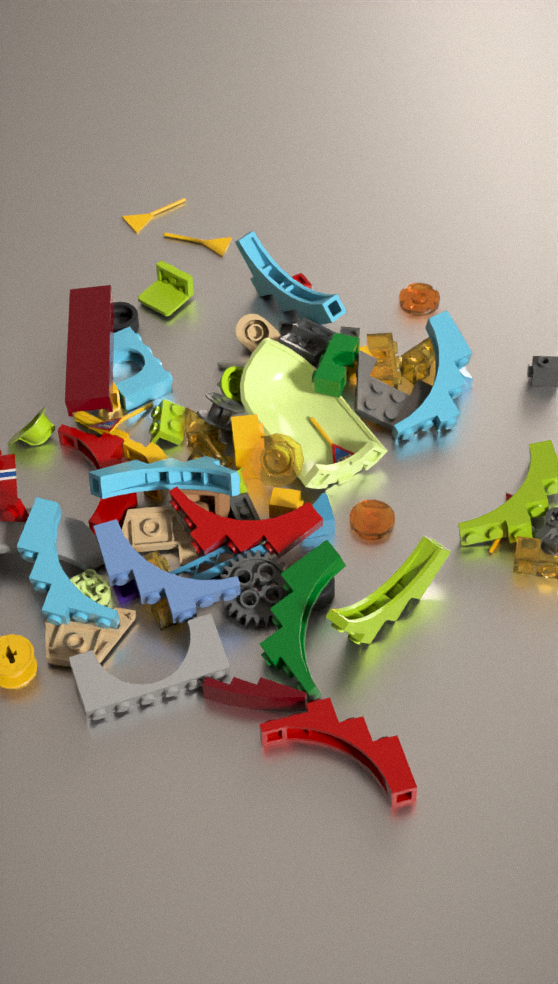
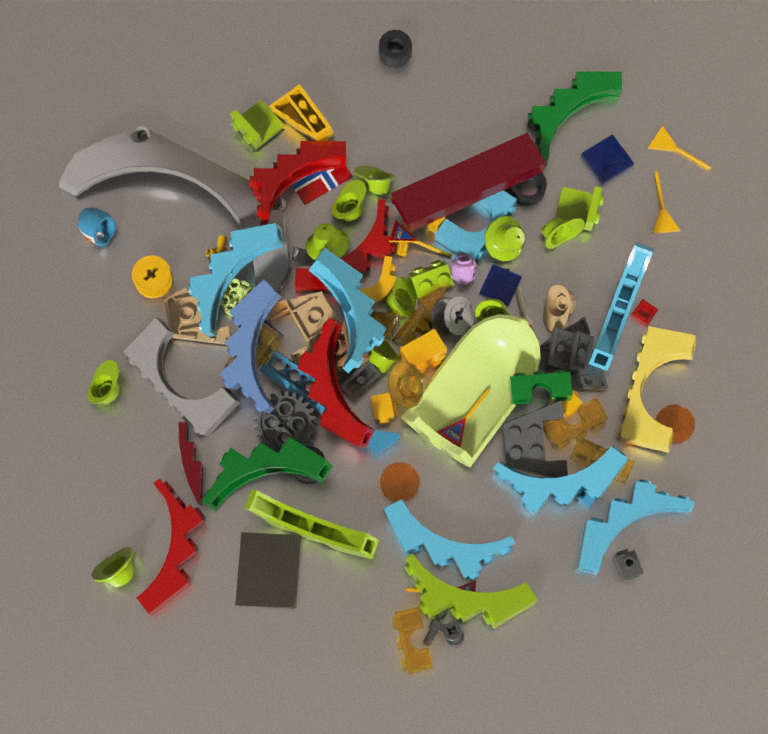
camera: 65 degrees right, 25 degrees up
(20, 592) = (221, 247): none -> yellow arm
(43, 454) = (349, 201): none -> lime piece
(49, 252) = (585, 88): none -> green arch
(73, 490) = (327, 237): none -> lime hat
(84, 512) = (301, 256): none -> light grey helmet
(112, 744) = (104, 384): none -> lime piece
(129, 261) = (607, 159): none -> clear blue tile
(165, 348) = (504, 238): none -> lime hat
(176, 390) = (463, 269): none -> lavender head
(176, 451) = (402, 298): none -> lime piece
(180, 310) = (560, 231): none -> lime piece
(204, 376) = (500, 284): none -> clear blue piece
(344, 804) = (115, 569): none -> lime hat
(405, 317) = (658, 348): none -> light yellow arch
(414, 666) = (268, 570): none -> clear smoke piece
(441, 519) = (440, 550): none -> medium azure arch
(502, 378) = (620, 513): none -> medium azure arch

